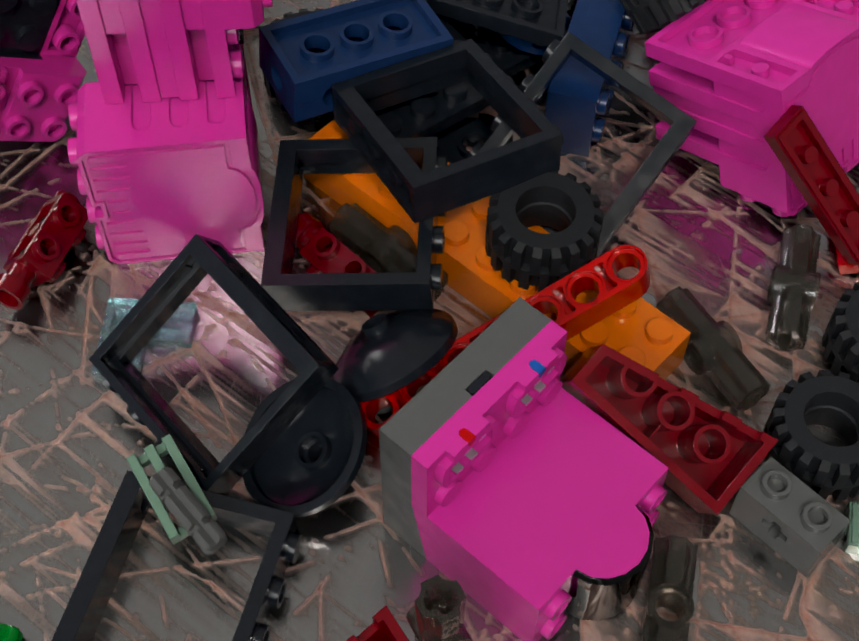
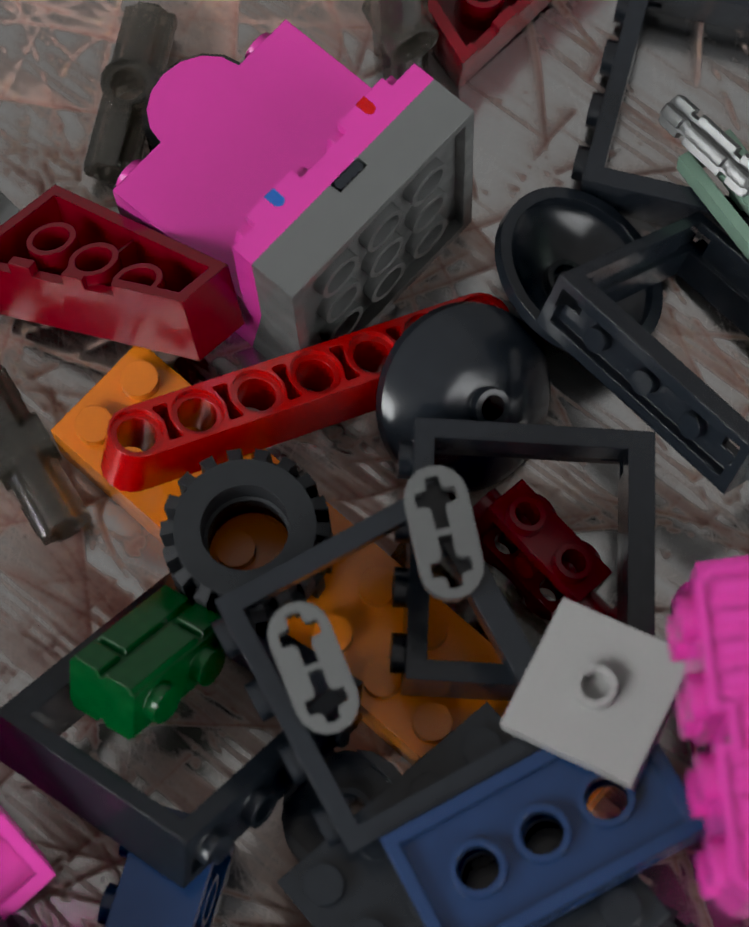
camera: 175 degrees left, 15 degrees up
(316, 81) = (596, 694): none -> light grey plate
(418, 150) = (460, 529): none -> dark grey beam
(495, 97) = (296, 674): none -> dark grey beam
(604, 146) = (147, 663): none -> dark green brick

